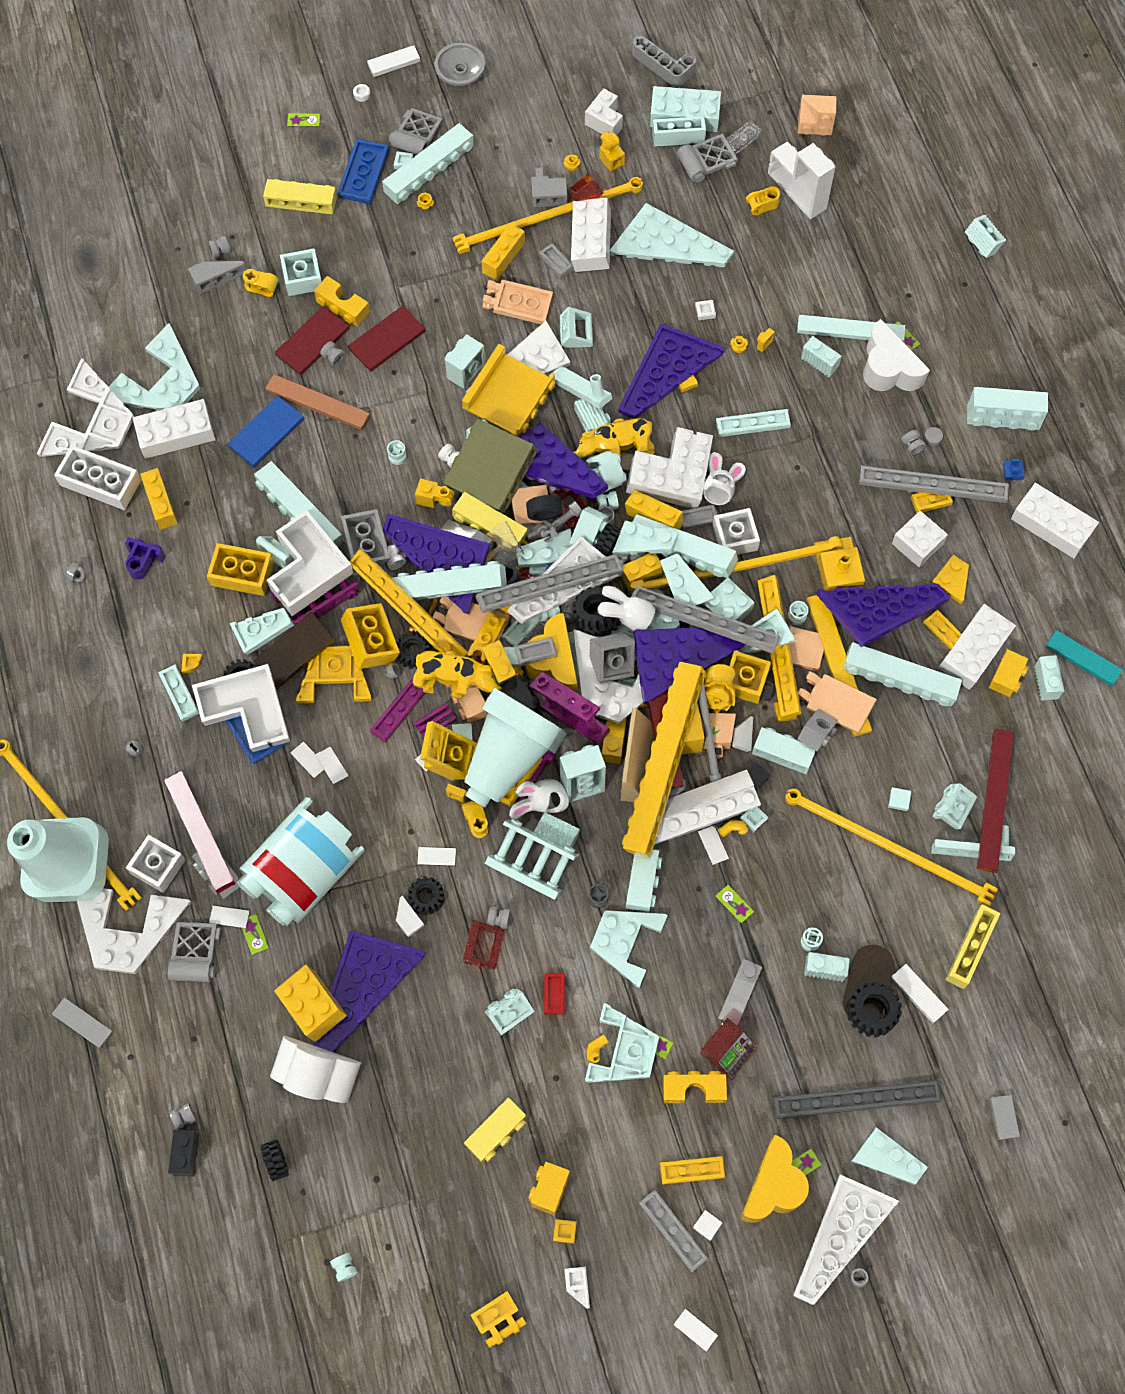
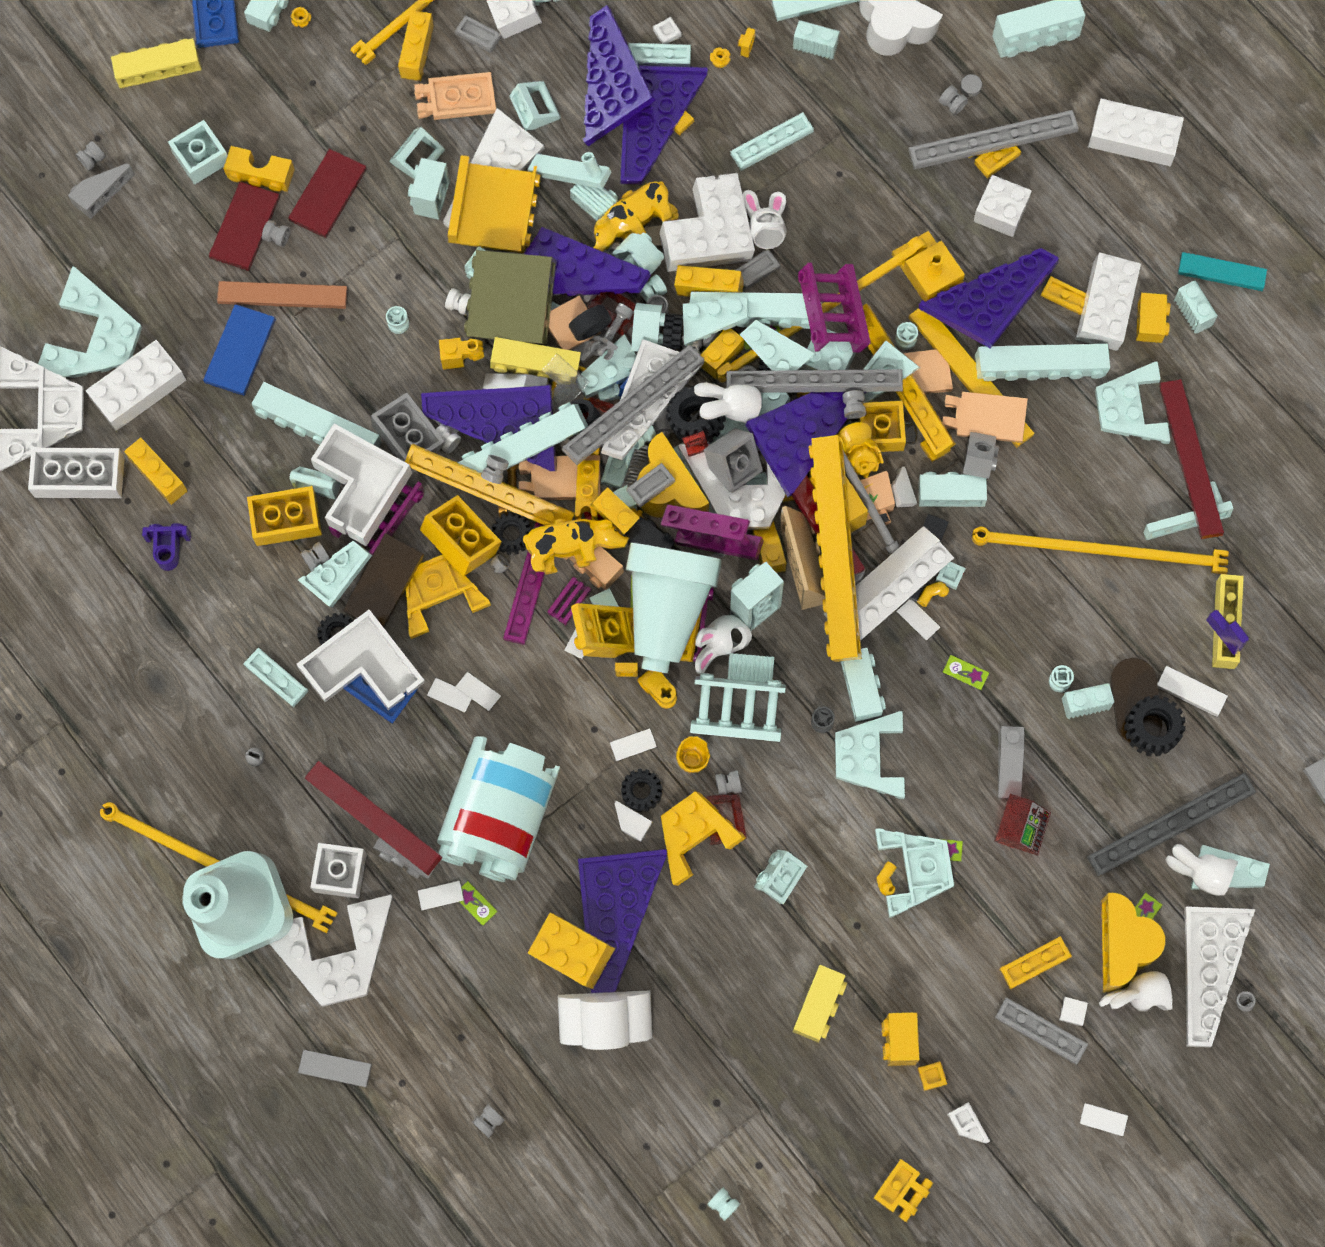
camera: 20 degrees left, 5 degrees up
(73, 572) = (97, 584): light grey tile -> none
(183, 1153) = (506, 1157): black brick -> none
(191, 662) = (274, 638): yellow tile -> none
(193, 968) = (429, 963): light grey piece -> none
(246, 610) = (311, 560): none -> light grey wheel
(262, 282) = (157, 180): yellow piece -> none
(274, 1160) = (605, 1126): black tyre -> none
(417, 592) = (494, 469): none -> light grey wheel
(450, 939) = (688, 826): none -> yellow wing
(470, 321) = (408, 146): none -> light aqua tile
(479, 882) = (693, 754): none -> yellow hair
(554, 994) = (819, 839): red tile -> none
(586, 632) = (695, 443): none -> clear red tile
(646, 330) = (613, 79): none -> dark purple wing
(691, 325) = (661, 54): none -> light aqua tile
(712, 1086) = (1021, 869): yellow arch -> none
(729, 649) = (854, 404): none -> light grey wheel
(736, 531) = (789, 266): white brick -> none
(760, 564) = (850, 300): none -> magenta fence
(772, 1233) = (1143, 993): none -> white piece
(869, 1151) = (1207, 871): none -> white piece
(899, 799) = (1091, 495): light aqua tile -> none
(953, 578) = (1054, 235): yellow wing -> none
(954, 736) = (1121, 405): none -> light aqua wing
(955, 805) = (1151, 480): light aqua bracket -> none
(967, 954) = (1231, 635): none -> dark purple tile
(1013, 469) = (1070, 91): blue tile -> none

